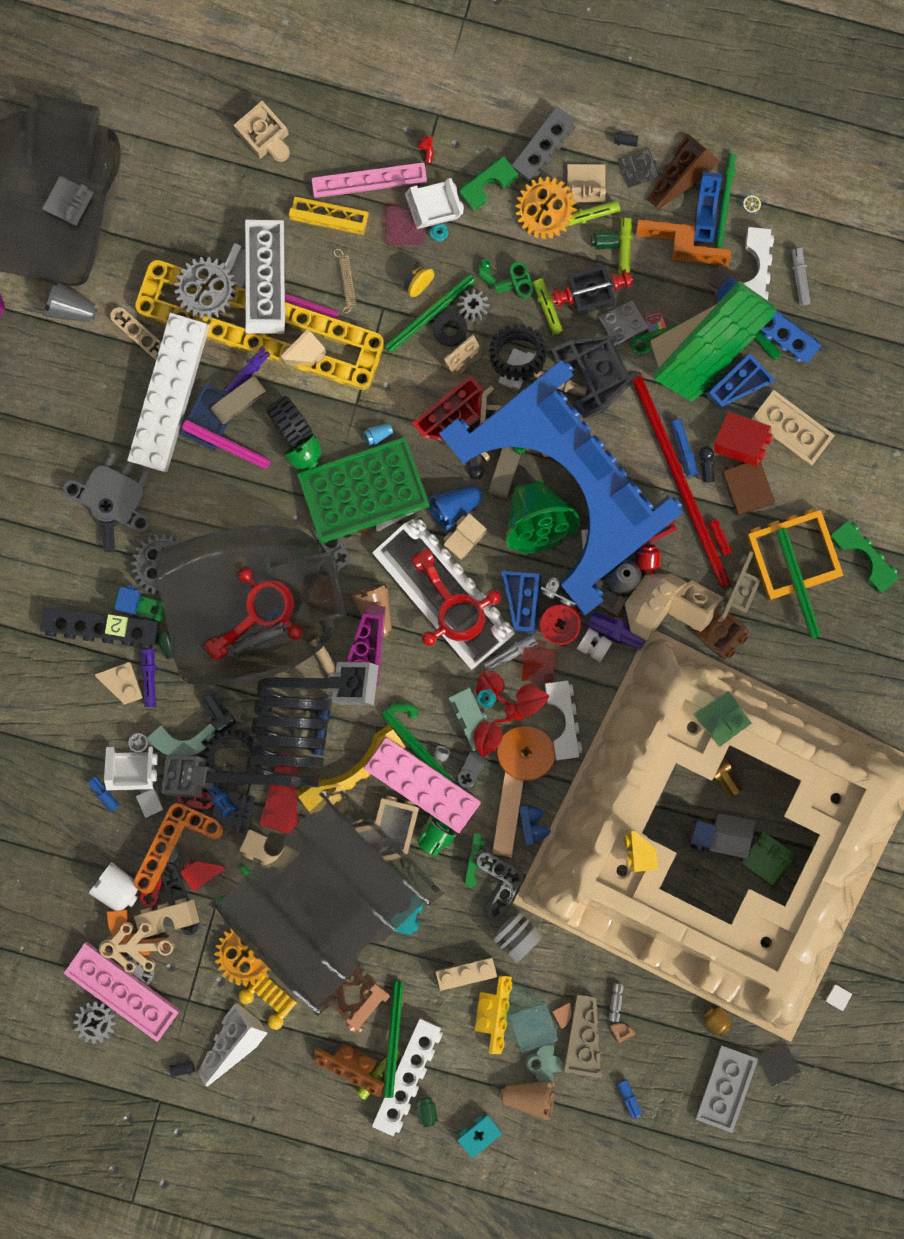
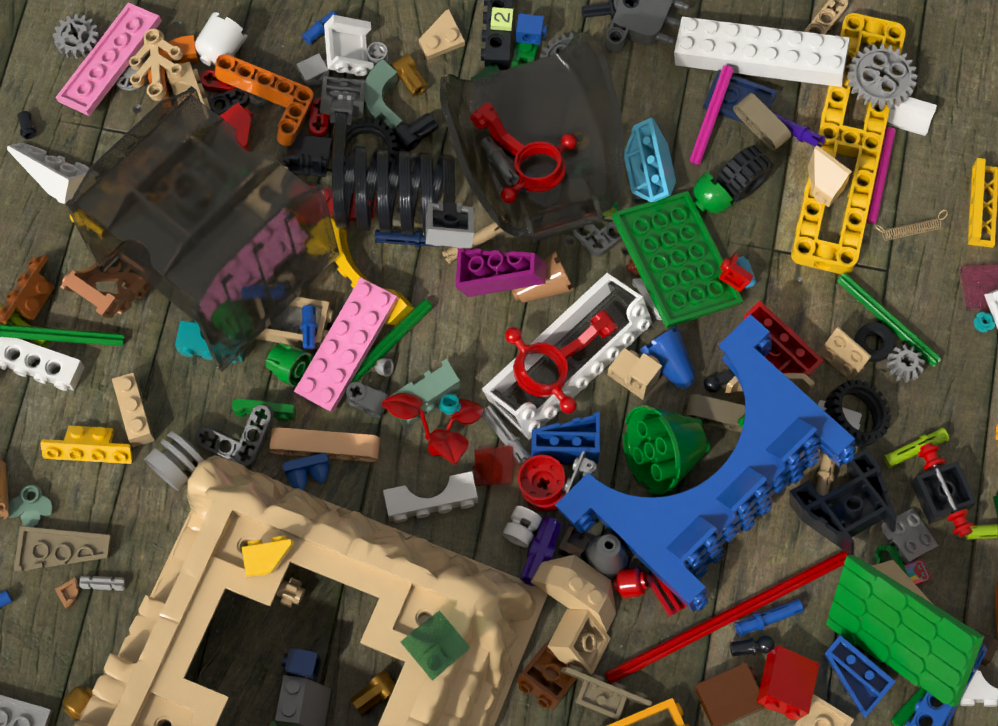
camera: 85 degrees right, 15 degrees down
(148, 667) = (458, 60): dark purple pin -> none
(158, 716) = (409, 75): none -> pearl gold piece
(220, 798) = (319, 138): blue pin -> none
(264, 276) = (903, 133): white brick -> none
(270, 504) = (649, 162): none -> medium azure wedge
(383, 443) = (734, 274): none -> red bracket
(405, 707) = (434, 318): green arm -> none
(406, 816) = (308, 326): none -> blue axle
(418, 280) = (925, 299): yellow piece -> none
(485, 272) = (945, 375): green arm -> none
(516, 282) = (939, 410): green beam -> none
(533, 1027) = (71, 487): clear light blue panel -> none
(540, 753) = (377, 468): orange piece -> none
(563, 1014) = (87, 523): nougat tile -> none
(720, 537) = (665, 668): red axle -> none

